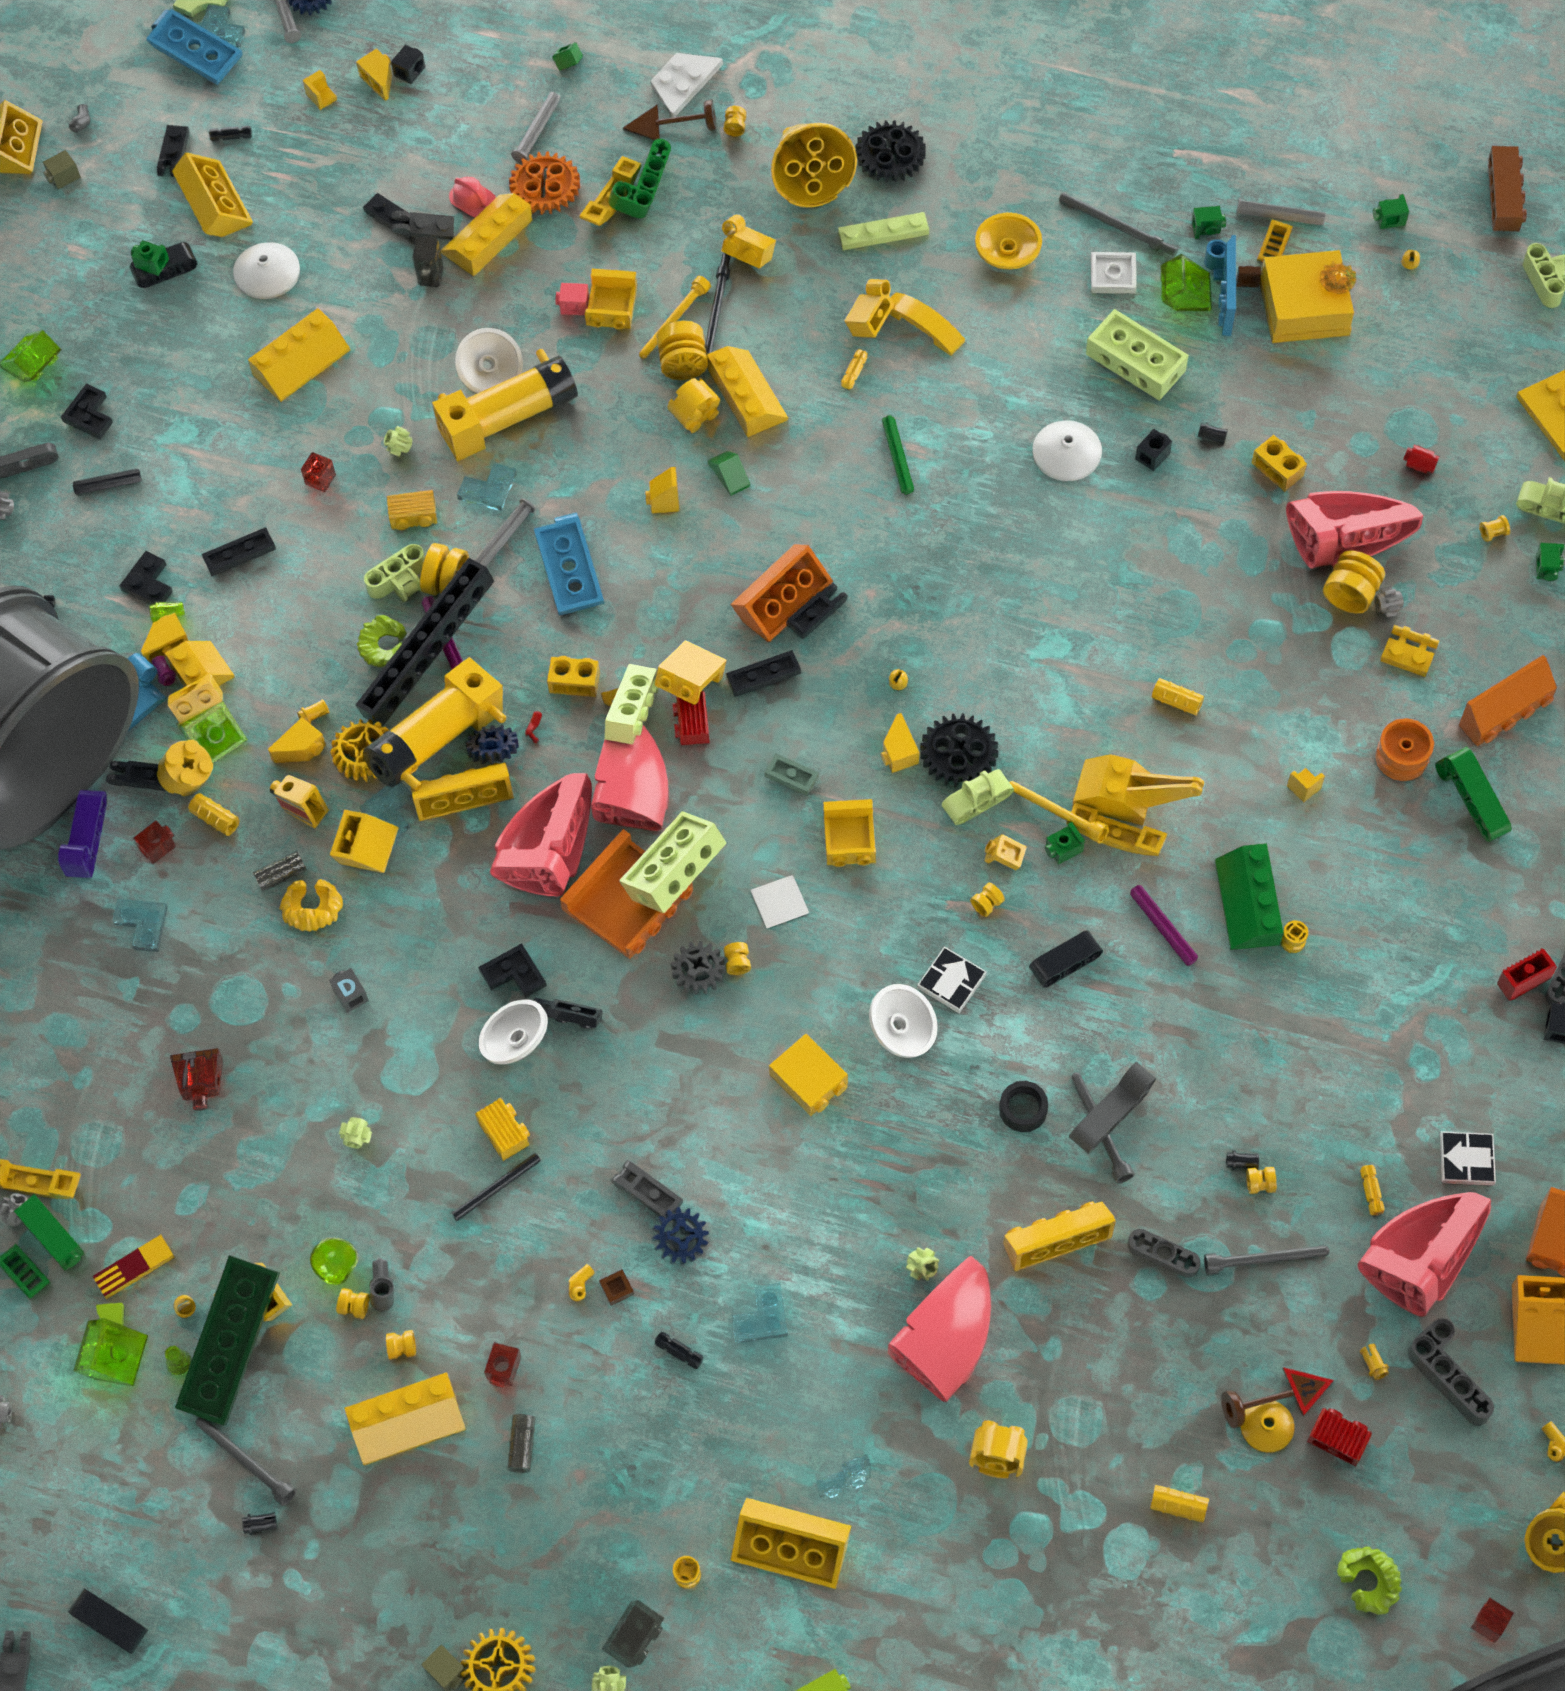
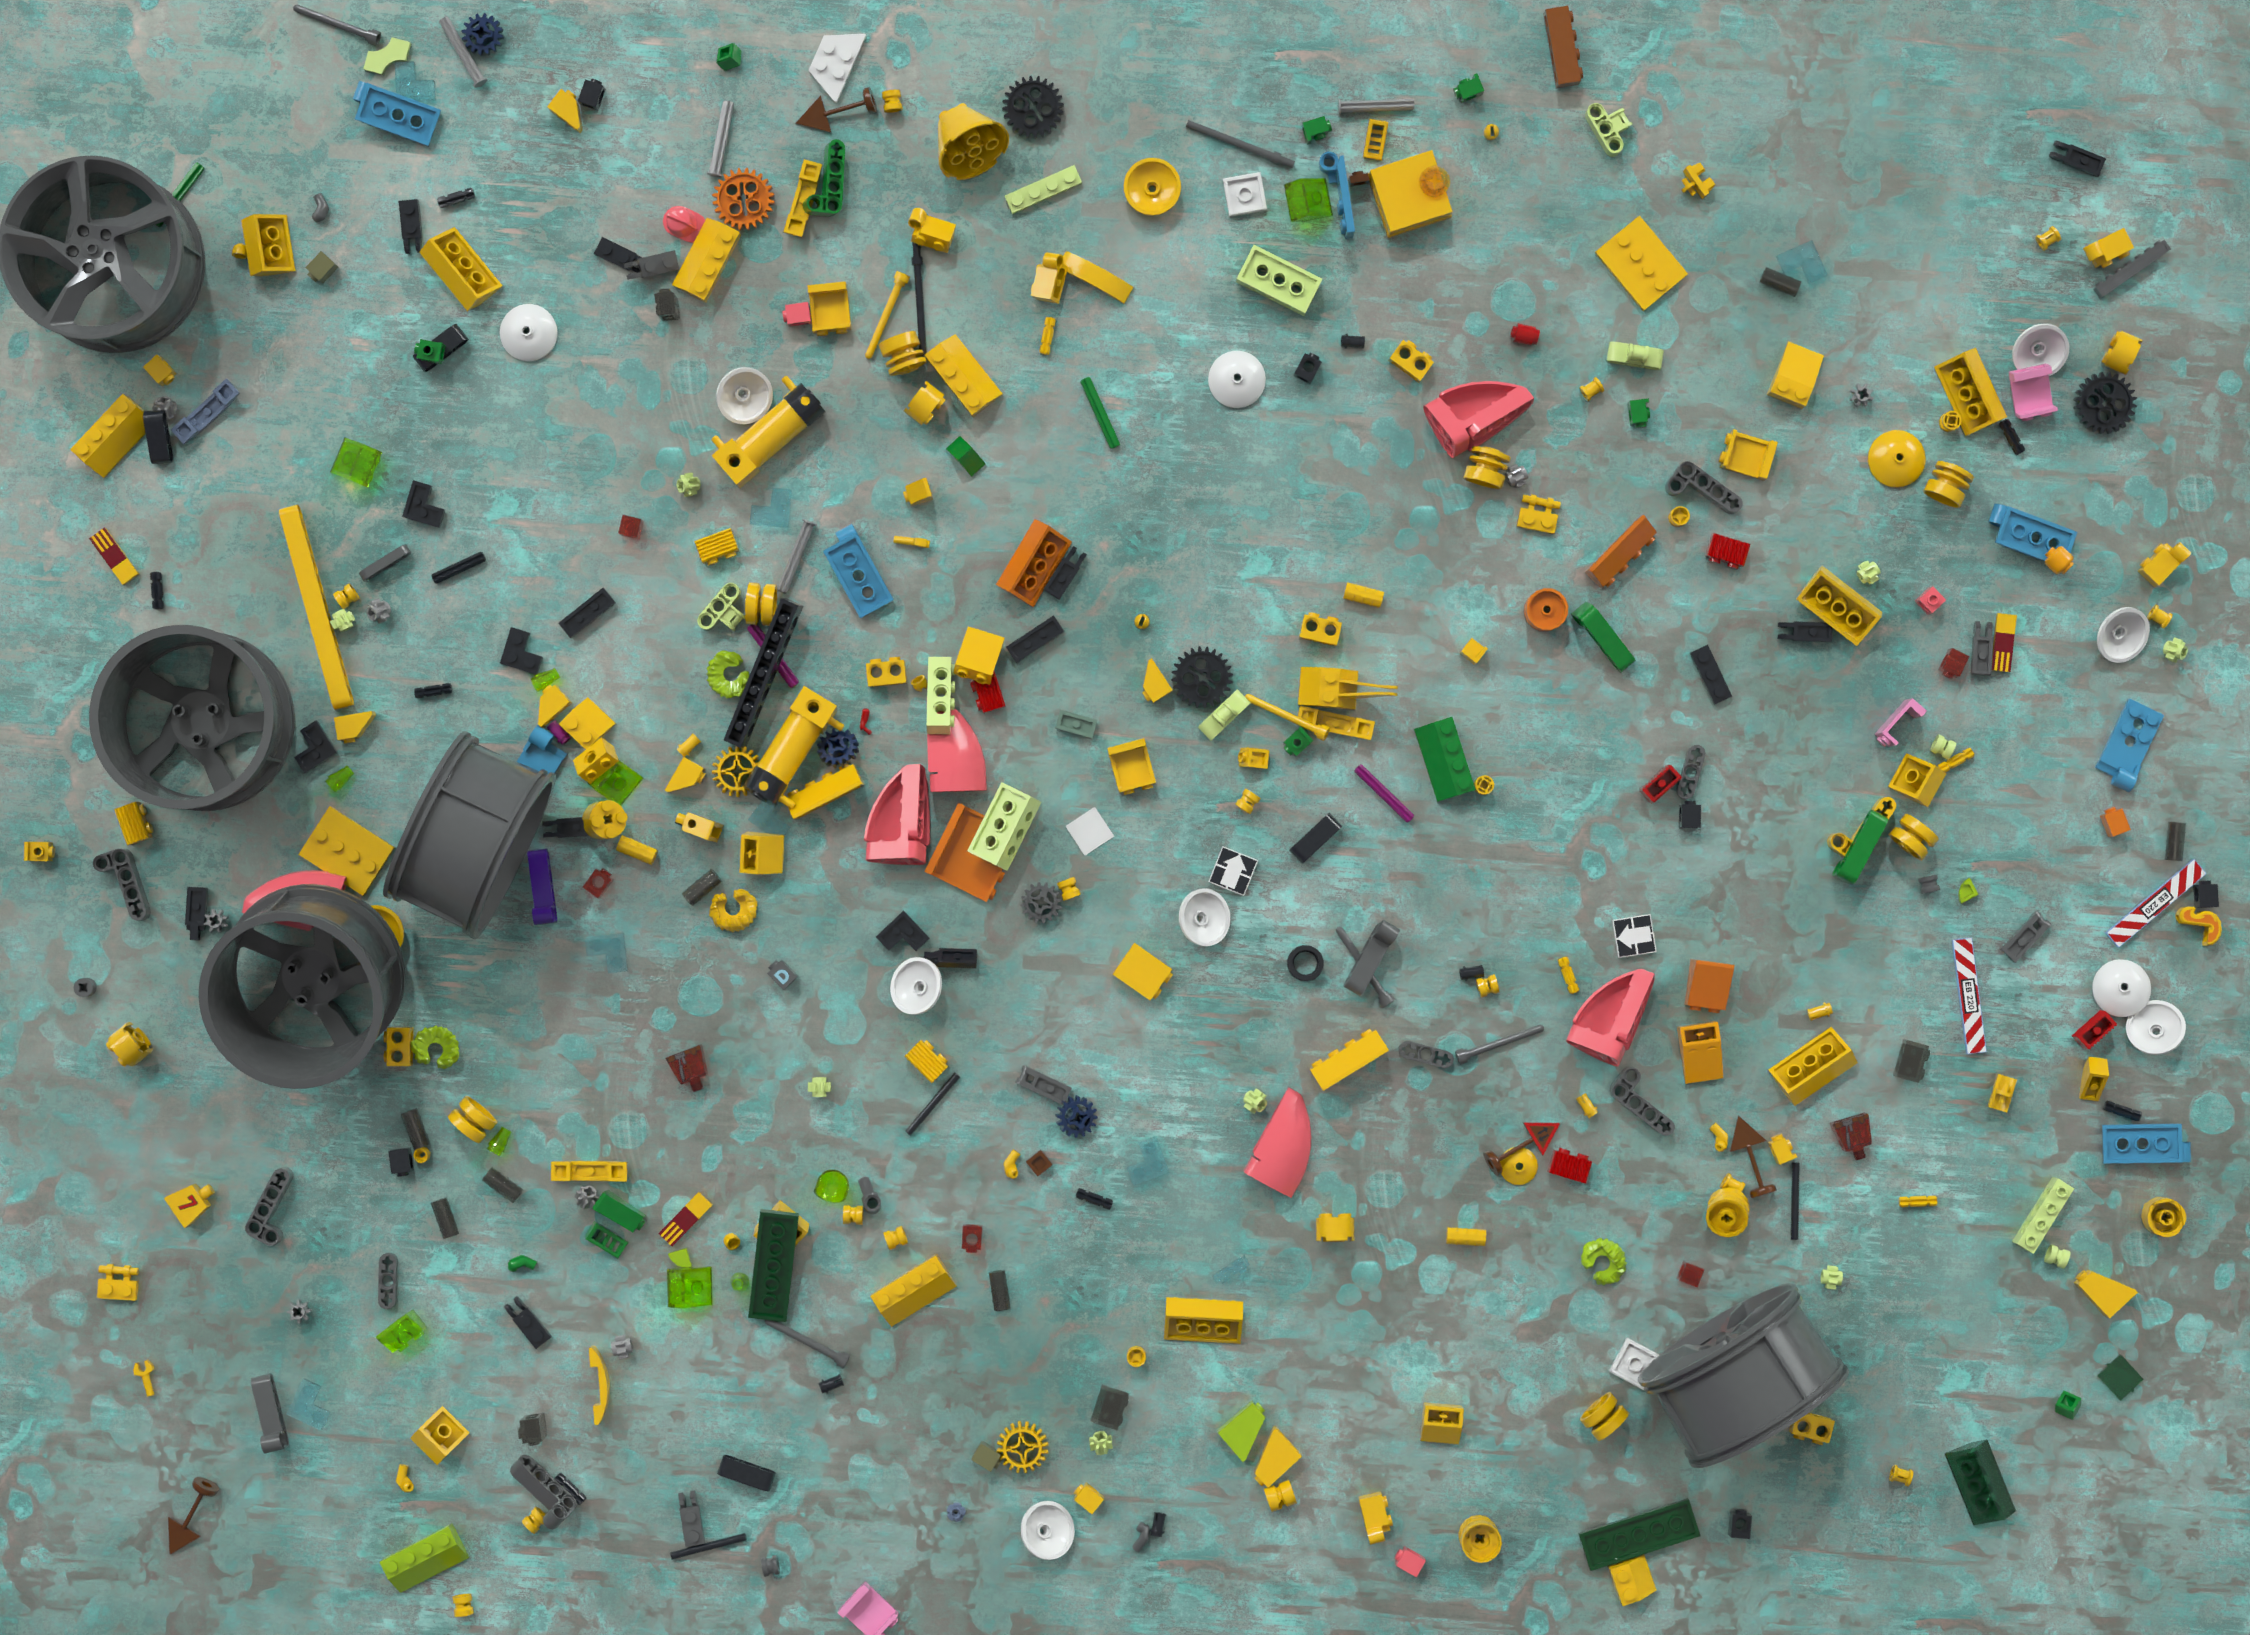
camera: 20 degrees left, 25 degrees up
(298, 355) = (582, 416): yellow slope -> none
(318, 90) = (521, 138): yellow panel -> none
(650, 545) = (919, 542): none -> yellow bar
(1114, 729) = (1319, 634): none -> yellow brick

